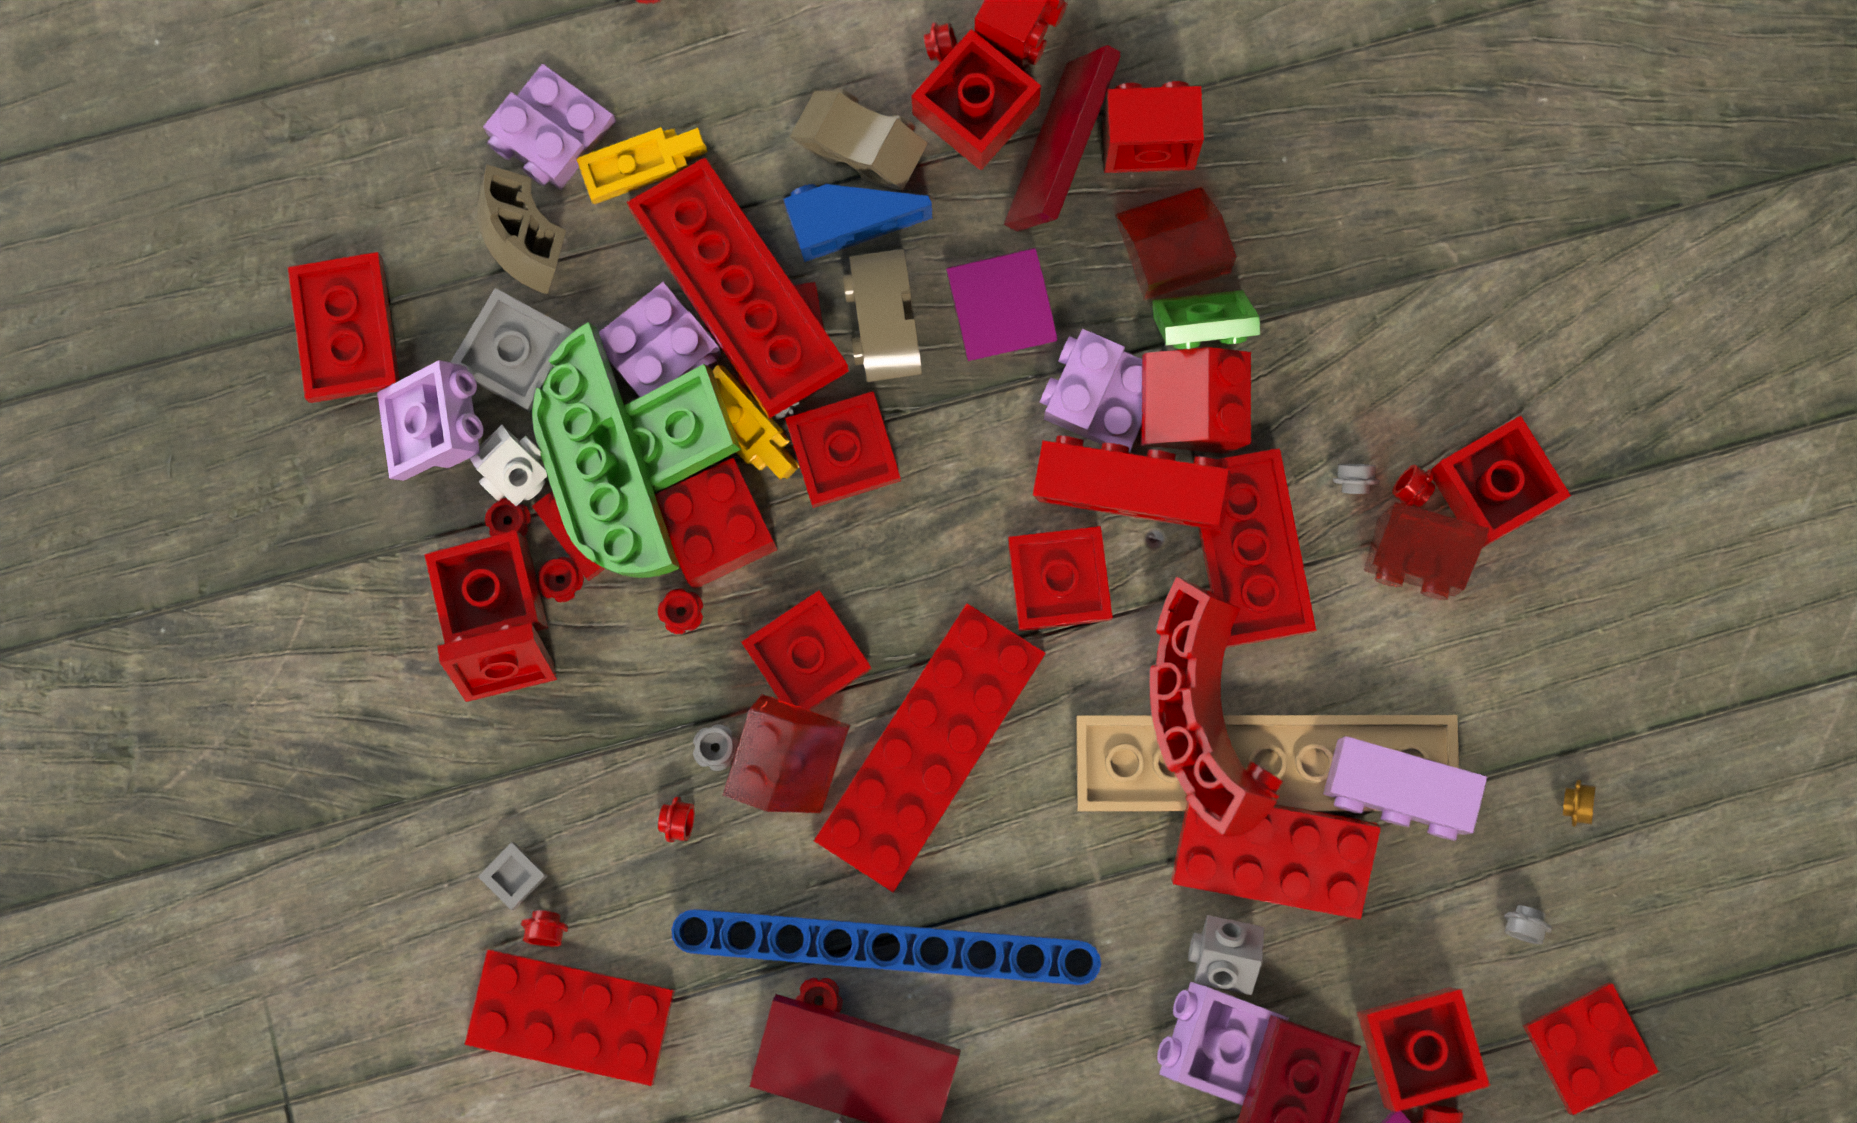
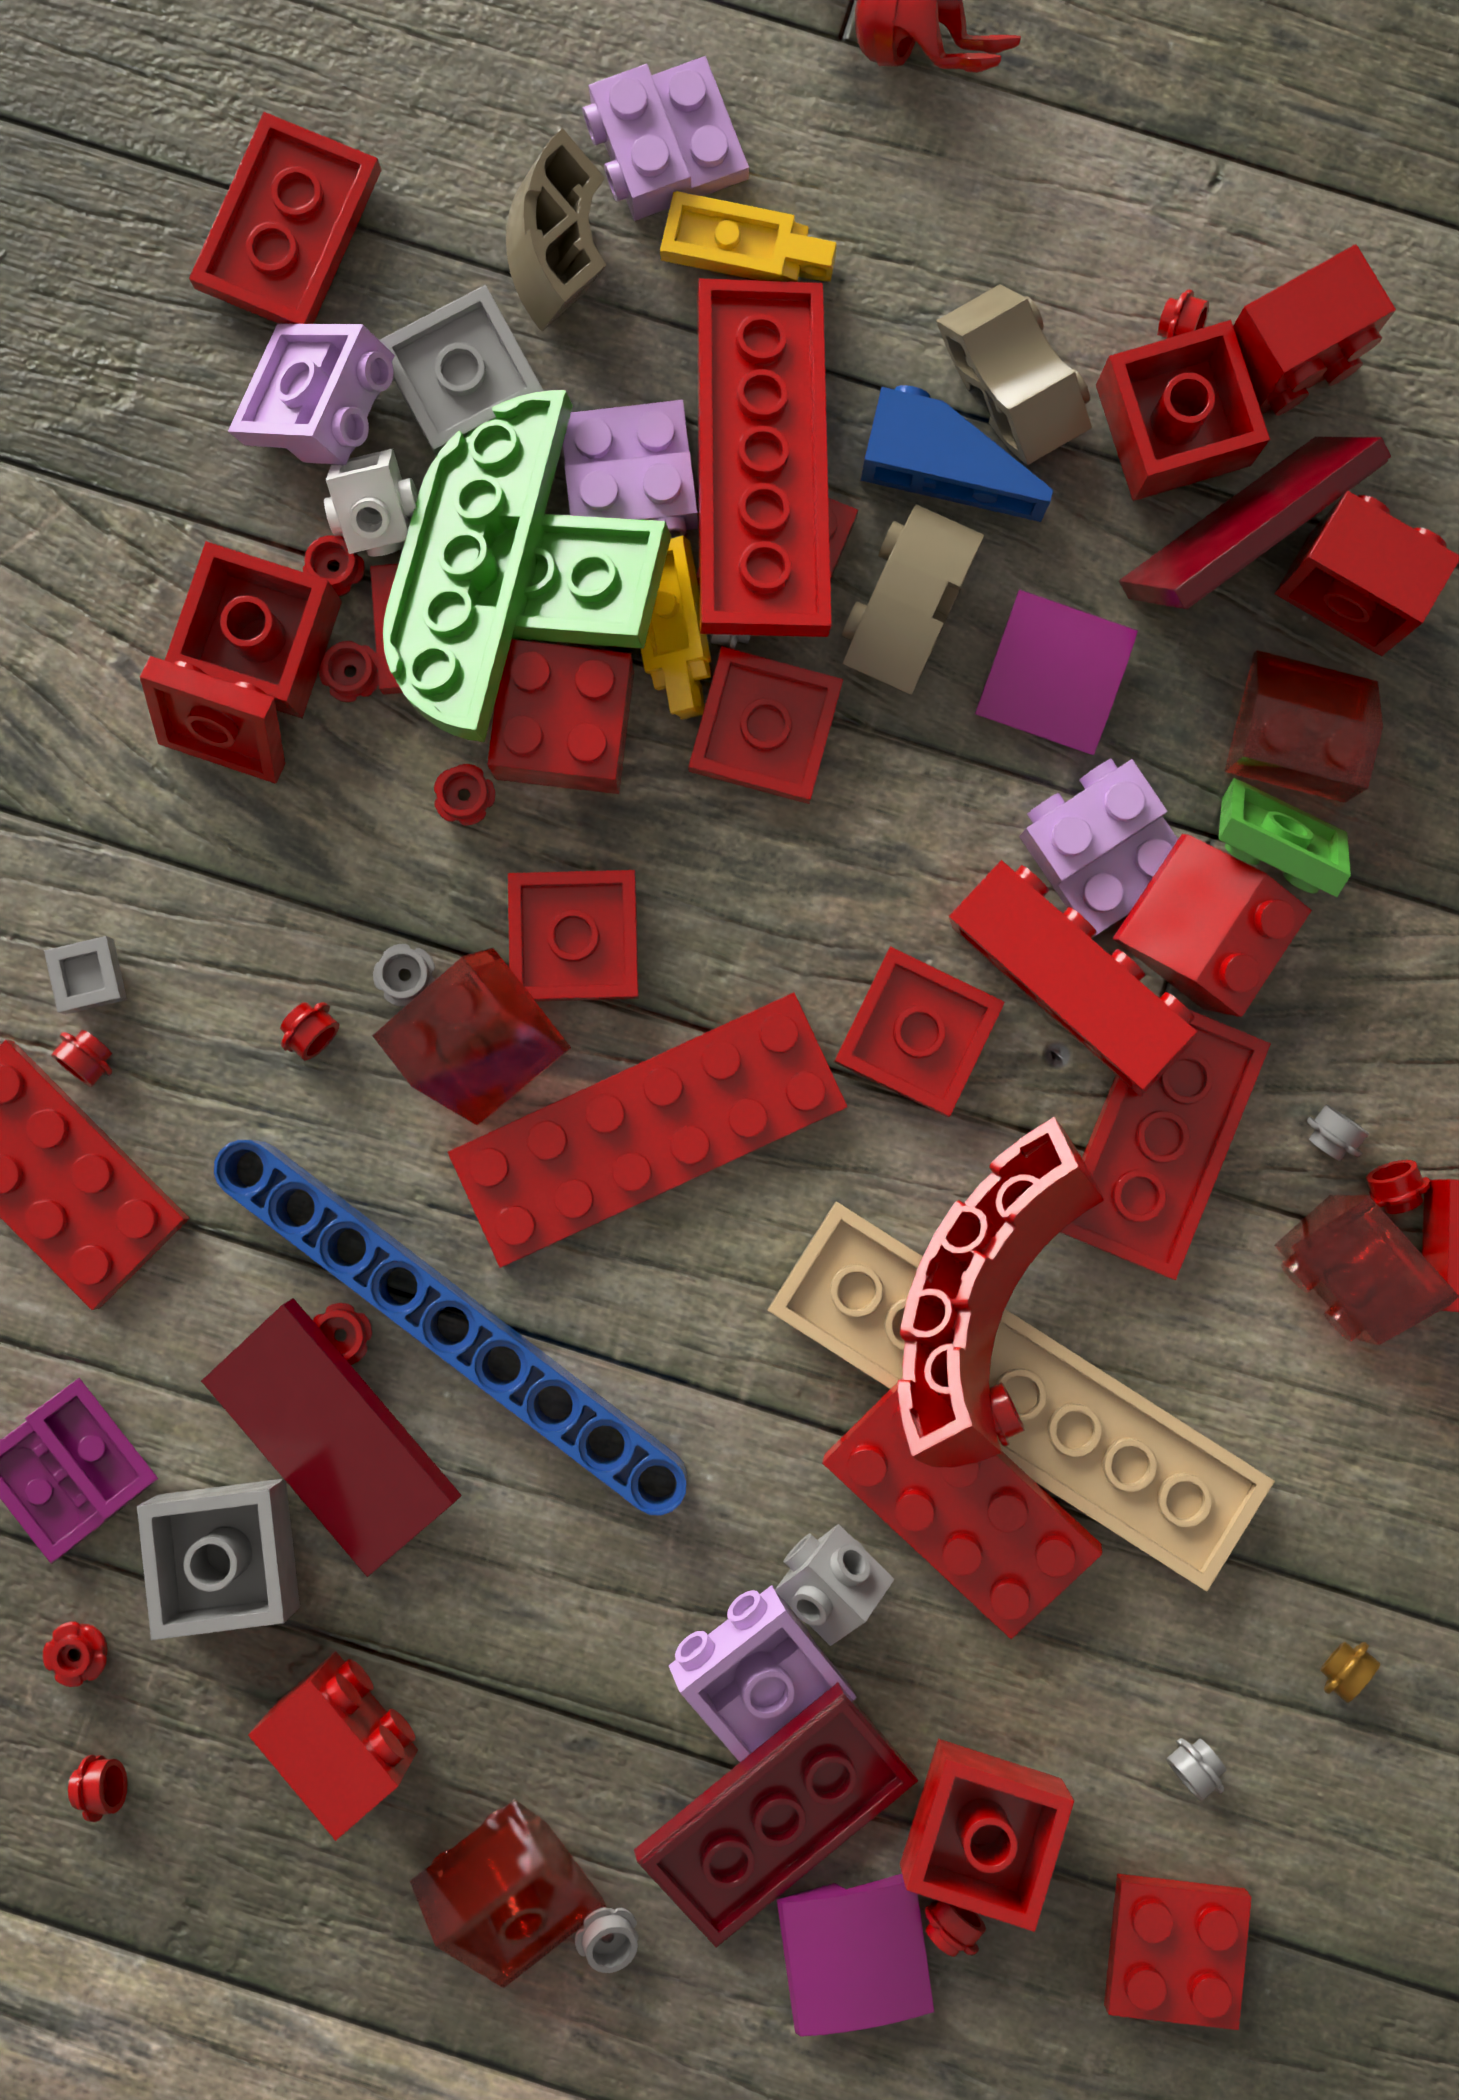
camera: 25 degrees right, 5 degrees up
(1404, 788) = (1159, 1529): lavender brick -> none

